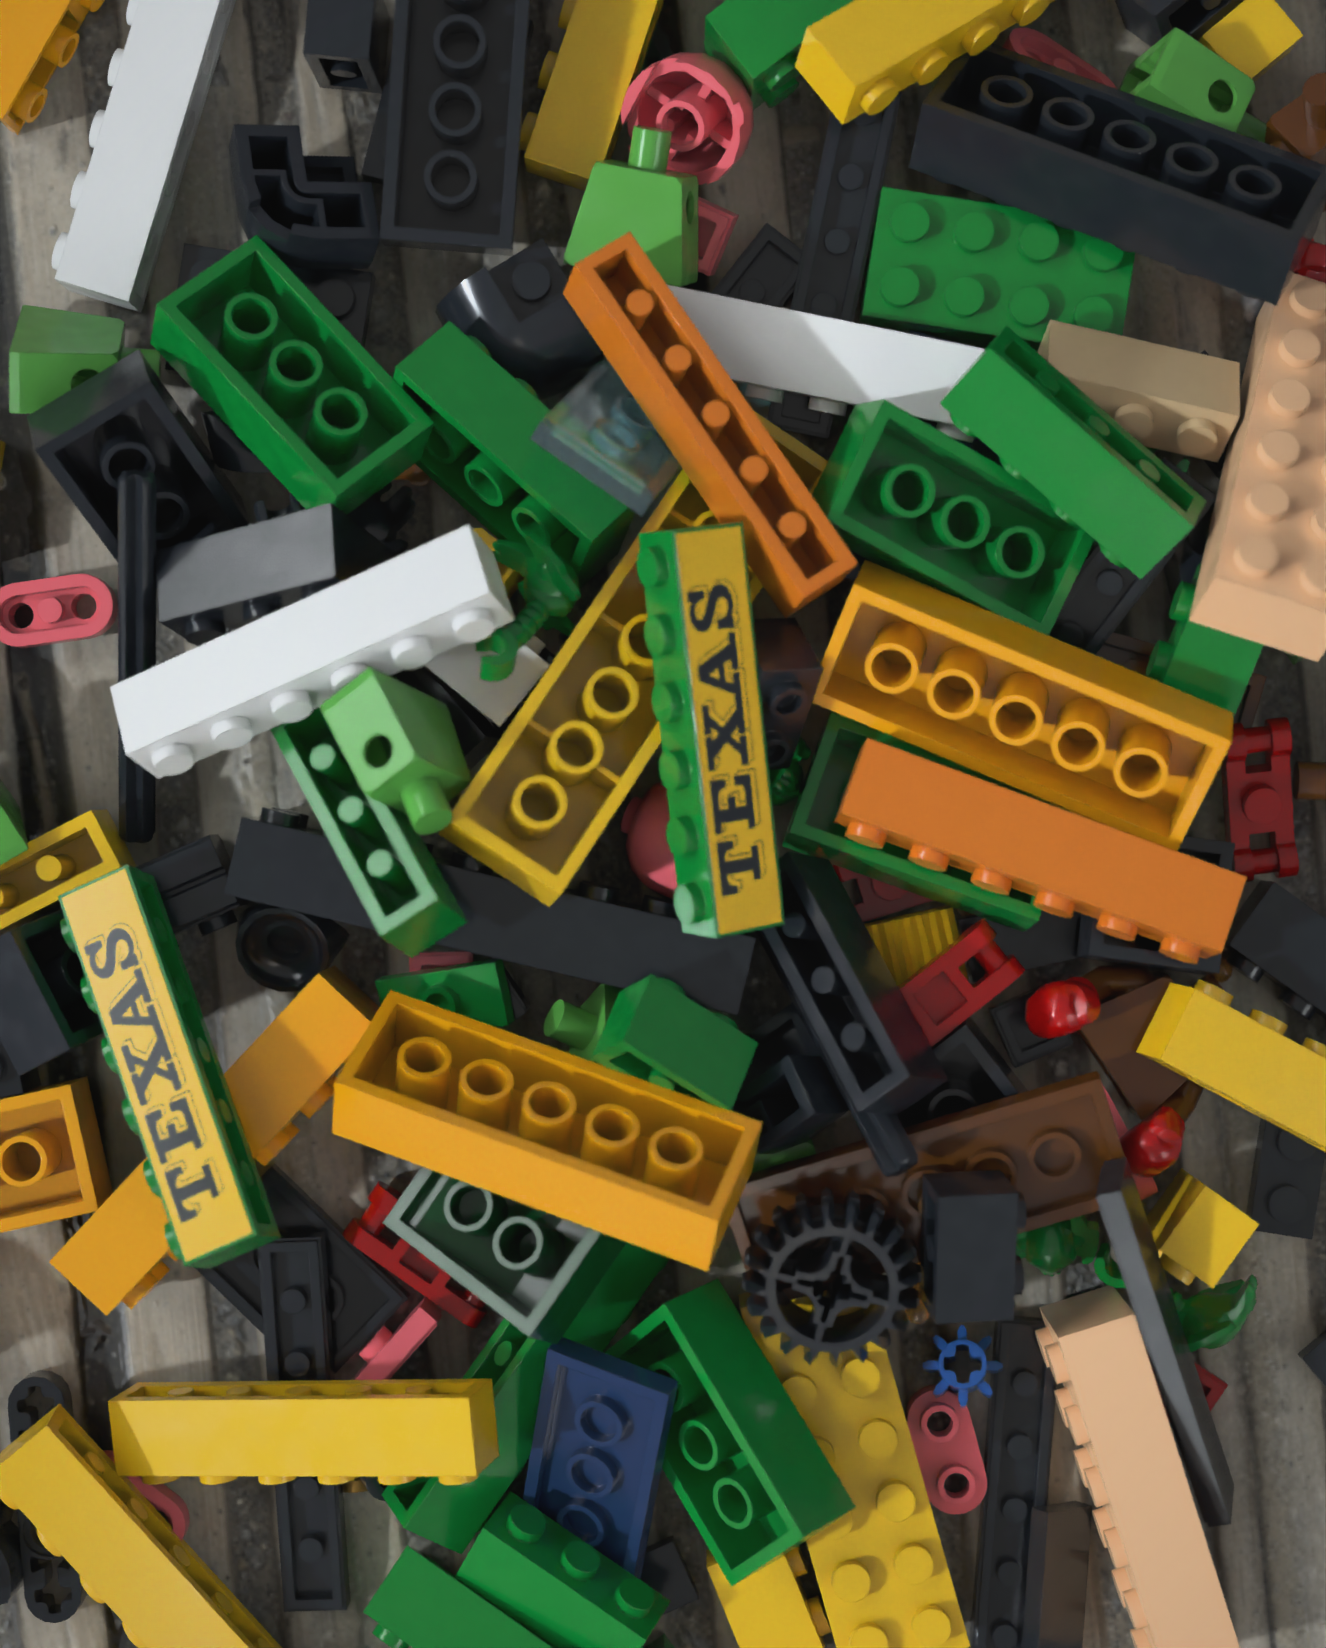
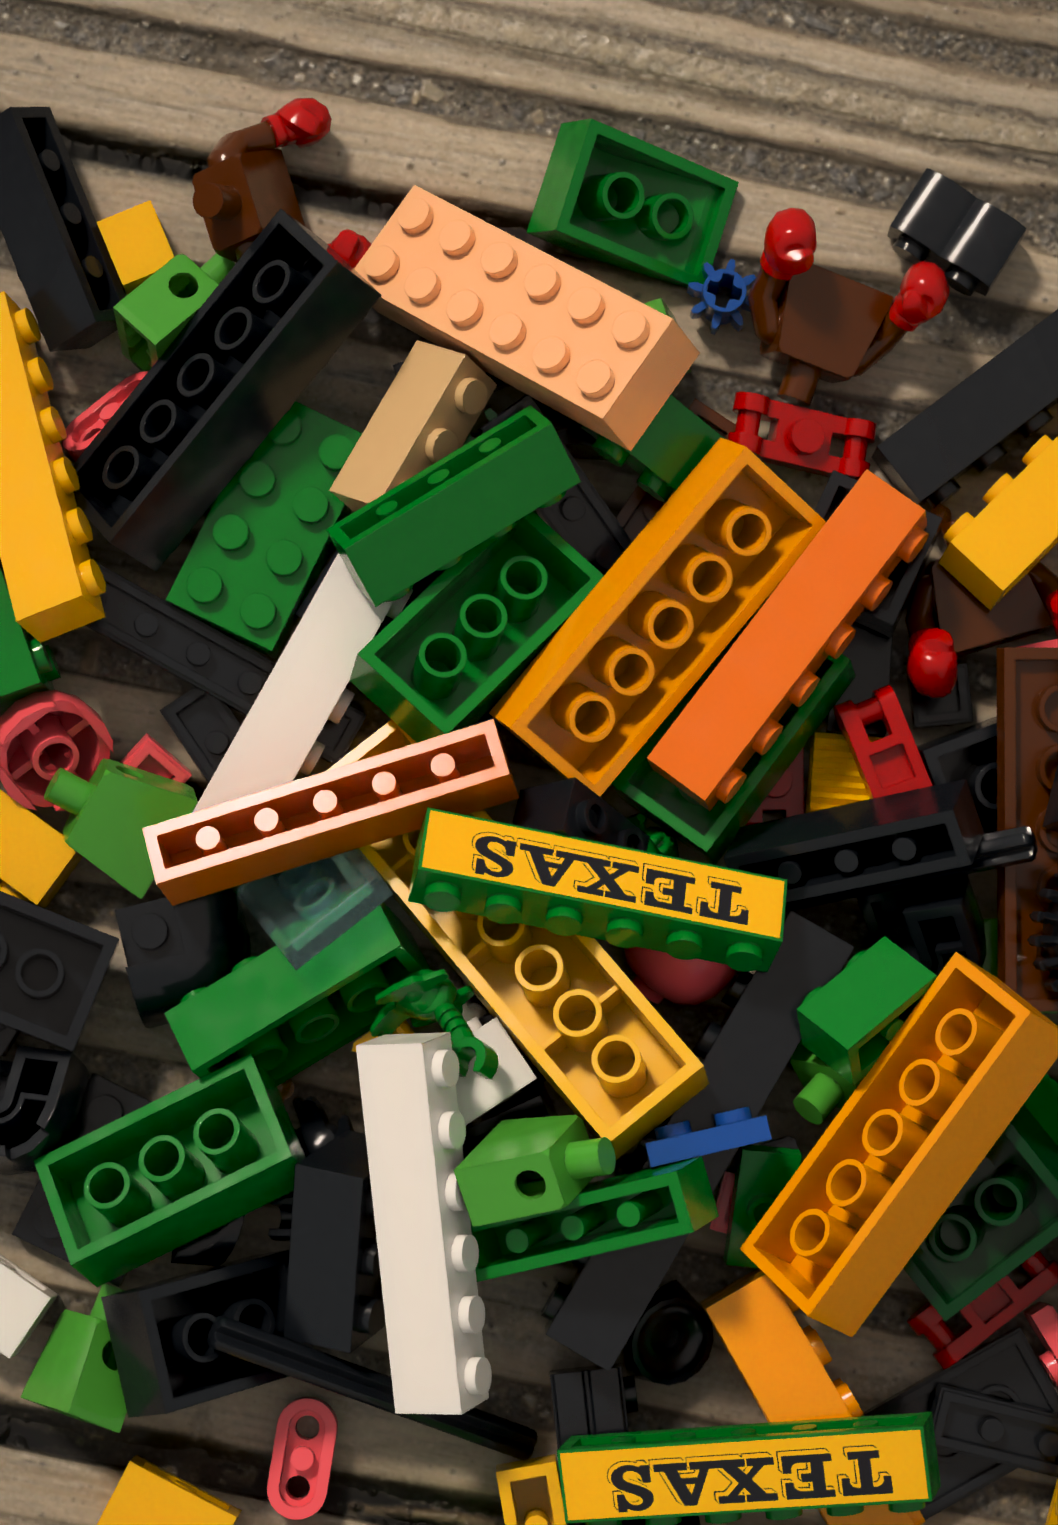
camera: 75 degrees left, 5 degrees down
(506, 946) = (732, 1130): none -> blue plate

